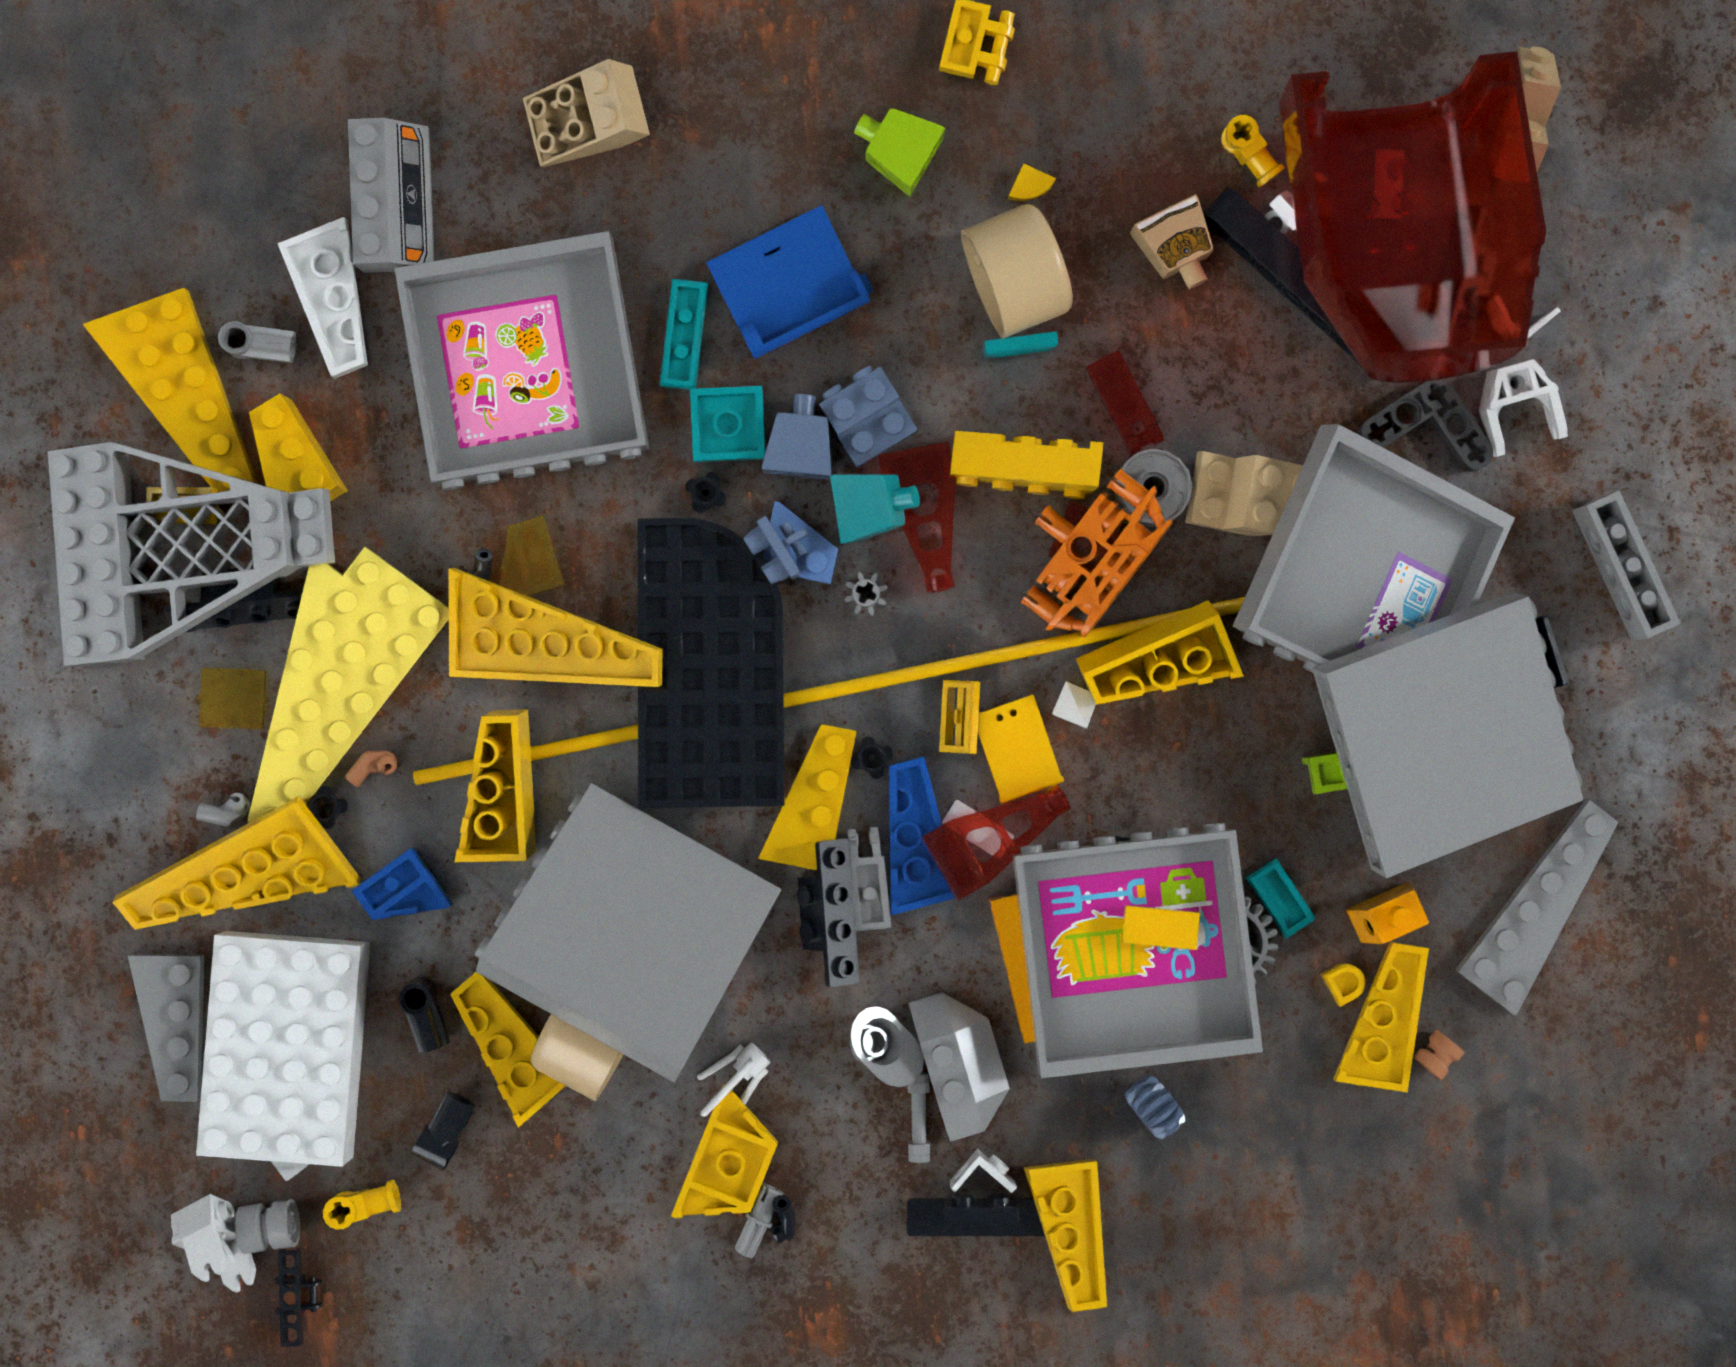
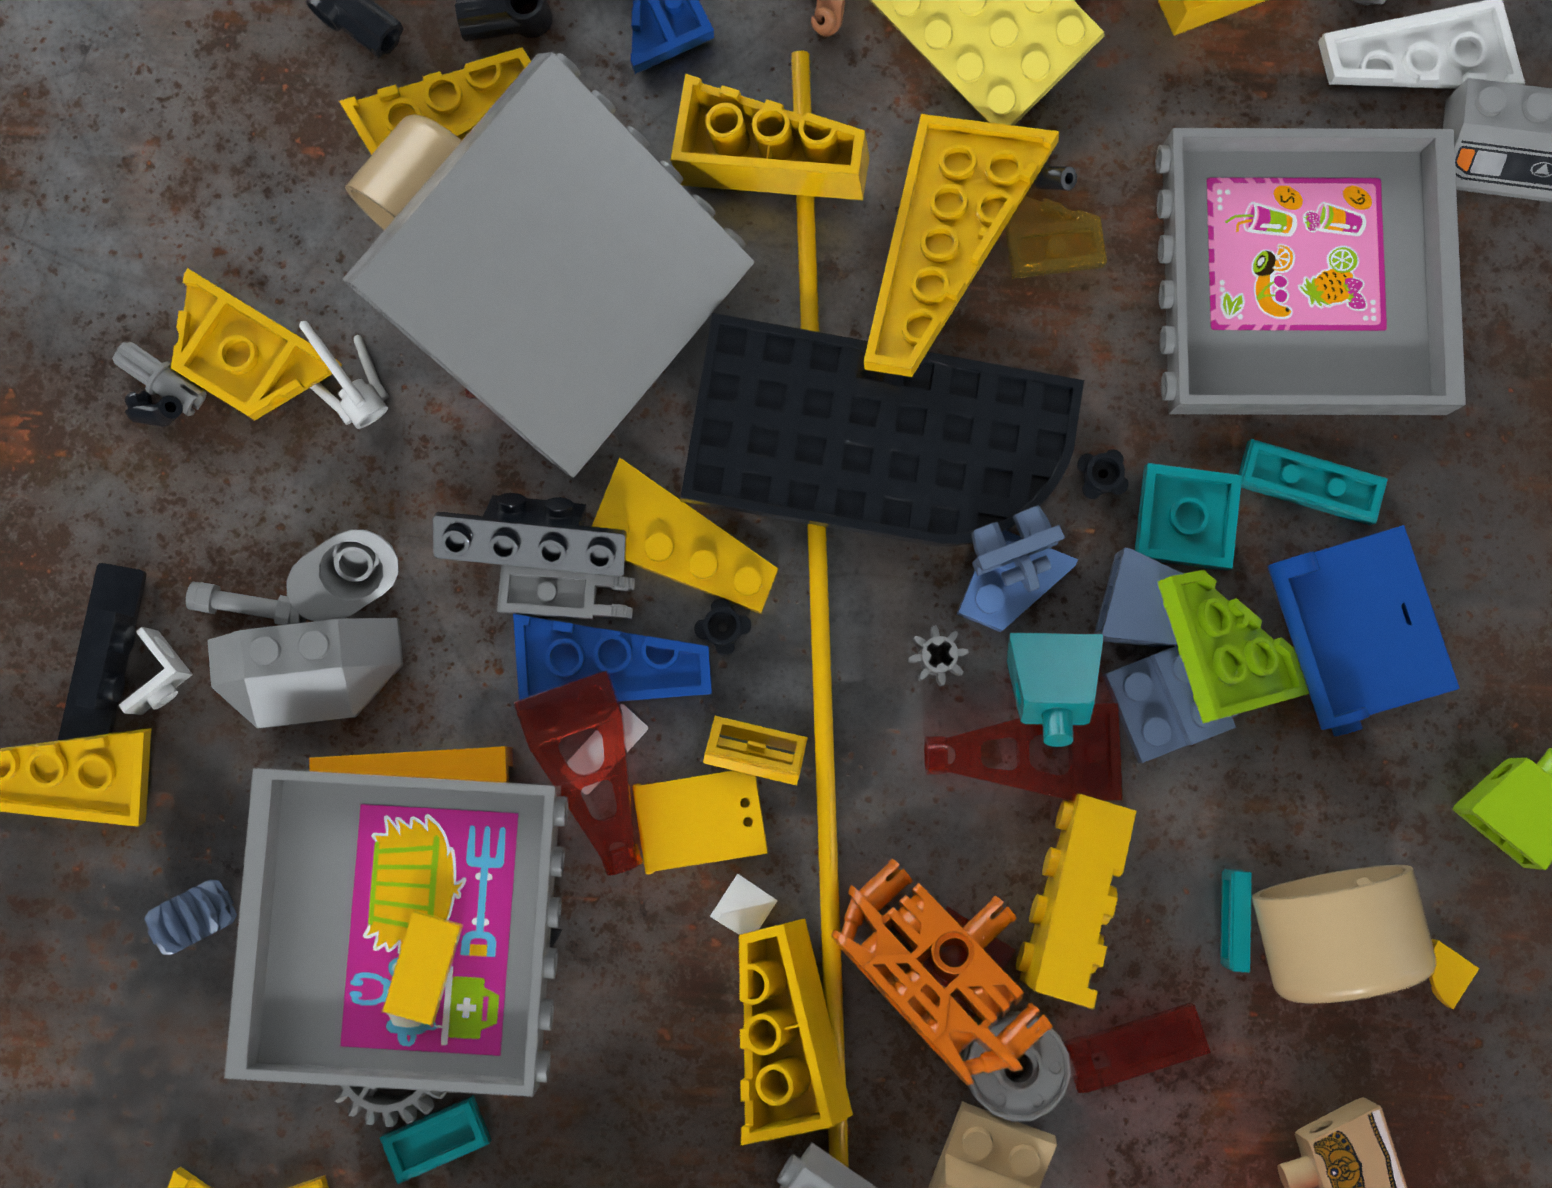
camera: 100 degrees right, 5 degrees down
(826, 382) = (1225, 651): none -> lime plate

